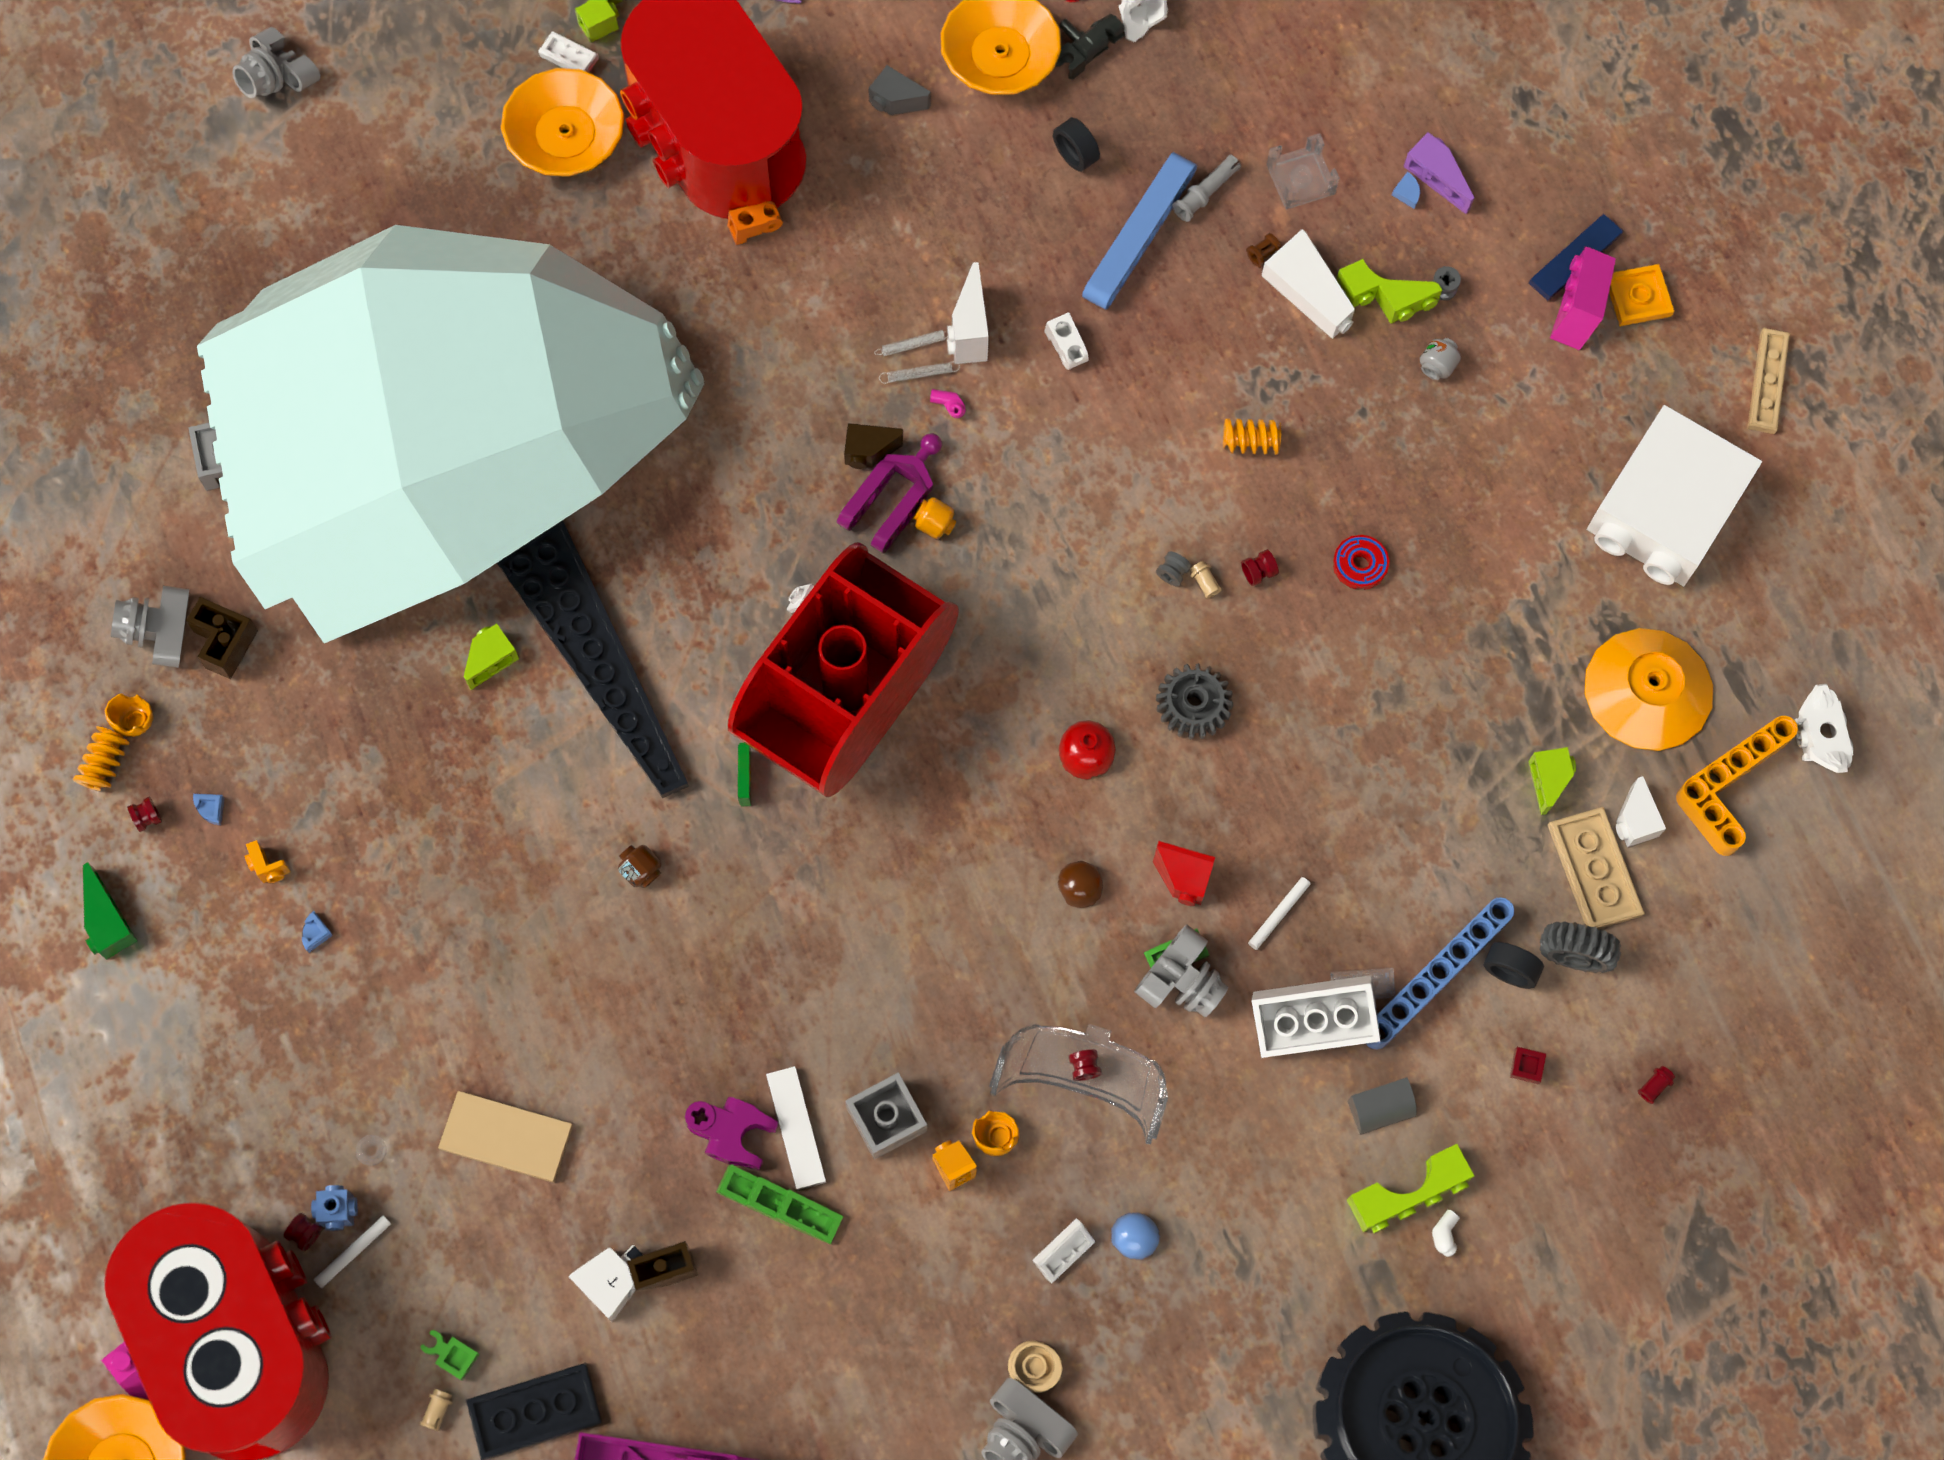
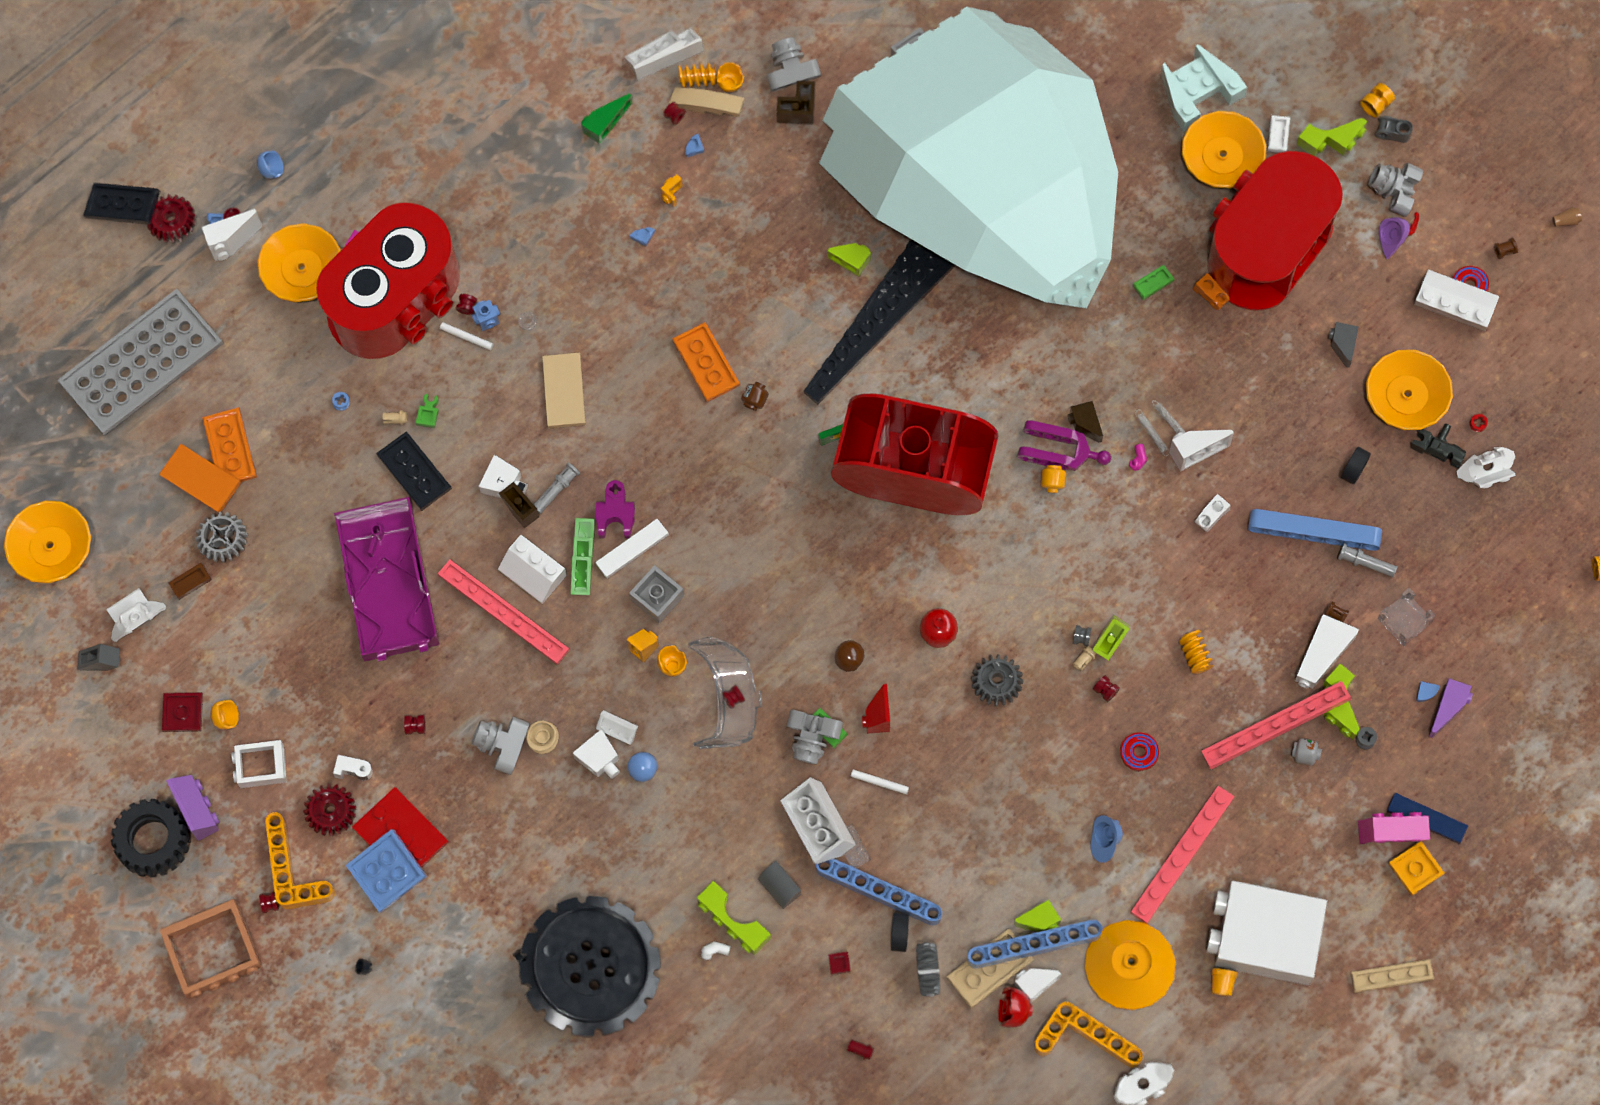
camera: 75 degrees right, 0 degrees up
(39, 793) = (664, 52): none -> white slope
(149, 760) = (709, 101): none -> tan slope
(446, 121) = (1198, 82): none -> light aqua wedge
(553, 916) = (706, 362): none -> orange tile
(649, 1192) = (561, 481): none -> light grey pin
(707, 286) = (1153, 282): none -> bright green plate
(770, 1287) = (532, 569): none -> white slope
(817, 1355) = (503, 612): none -> coral plate
(1097, 1293) = (598, 755): none -> white torso
(1192, 531) = (1111, 637): none -> lime slope
(1394, 378) = (1276, 725): none -> coral plate
(1471, 650) = (1105, 837): none -> medium blue piece
(1522, 565) = (1182, 855): none -> coral plate
(1582, 805) = (1041, 937): none -> medium blue beam
(1668, 858) = (1014, 1008): none -> red cylinder
(1715, 581) = (1223, 981): none -> light orange piece

